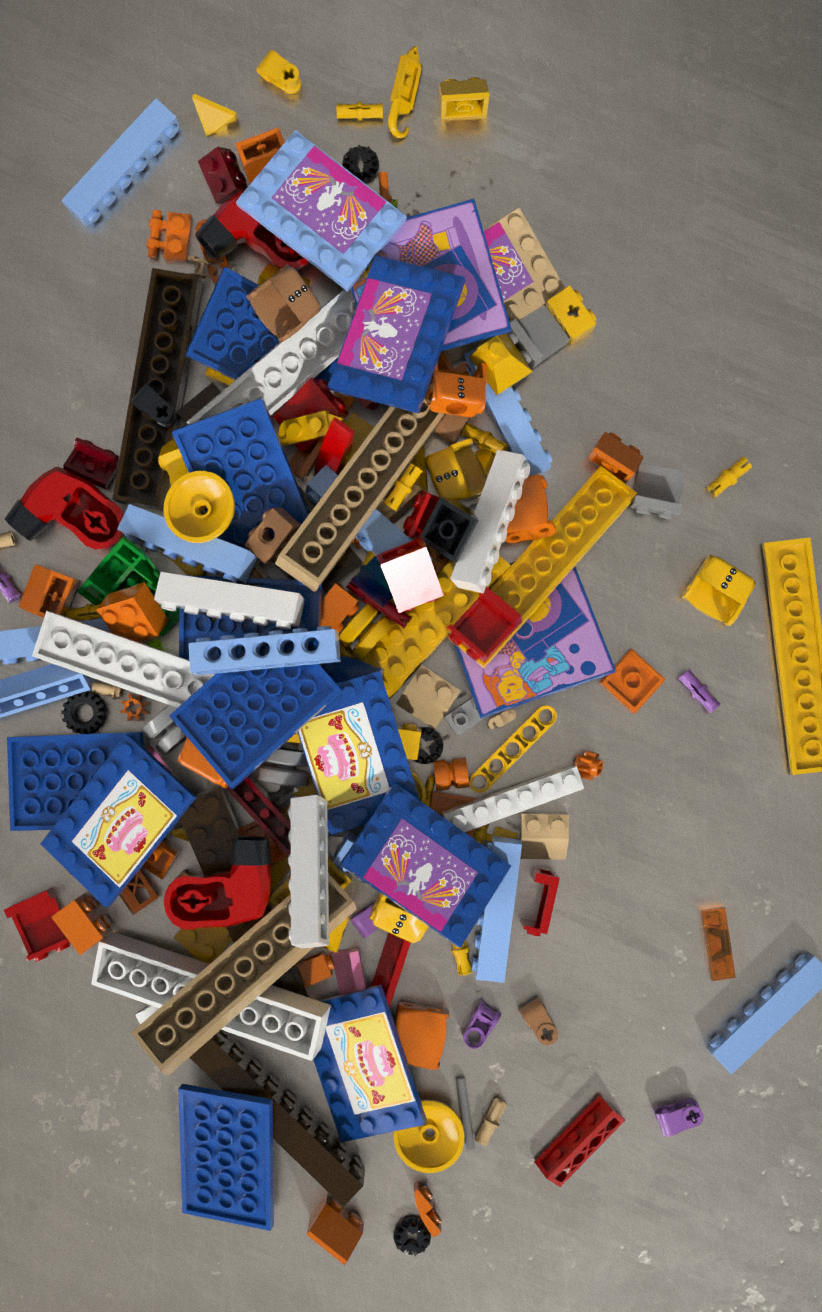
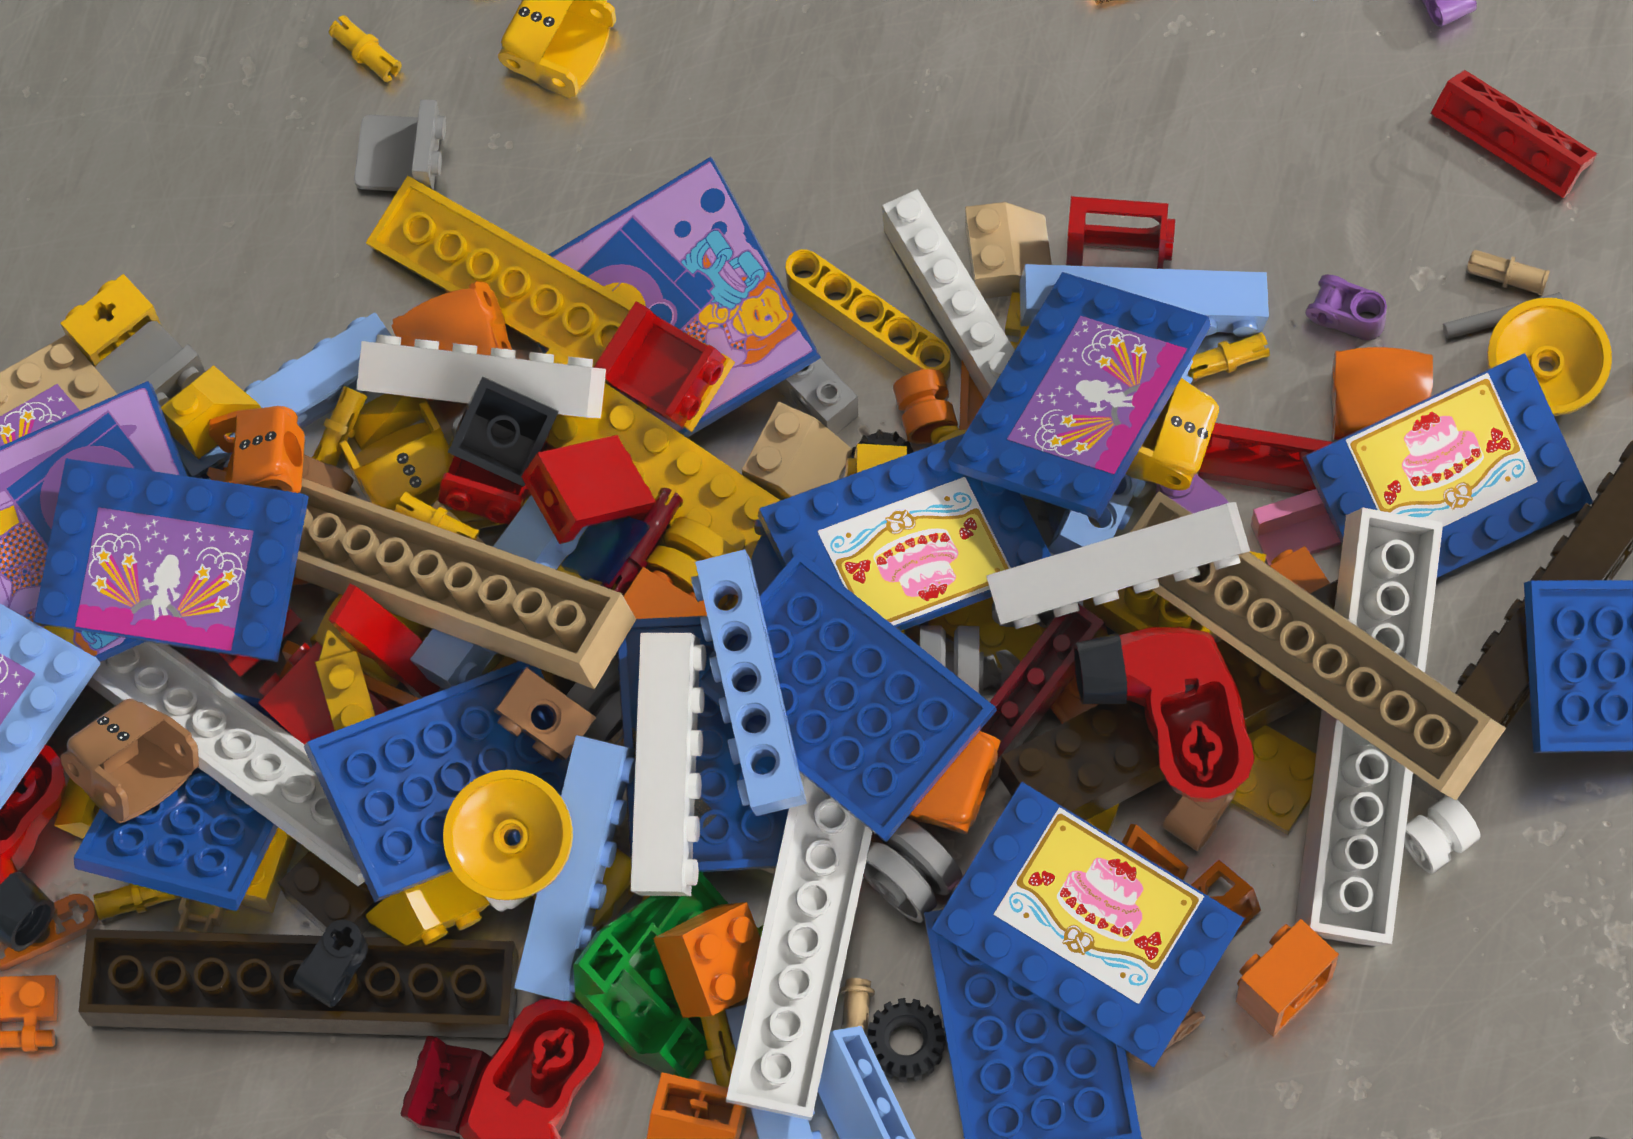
camera: 90 degrees left, 20 degrees down
(36, 924) = (1305, 1064): red panel -> none
(127, 704) = (877, 959): orange gear -> none
(203, 262) = (60, 935): tan piece -> none
(501, 718) = (822, 340): tan piece -> none
(537, 1019) = (1320, 220): medium nougat piece -> none
(589, 765) = (875, 192): orange gear -> none
(616, 456) = (349, 218): orange slope -> none
(632, 681) = (734, 143): orange tile -> none
(699, 691) = (747, 29): medium lavender pin -> none

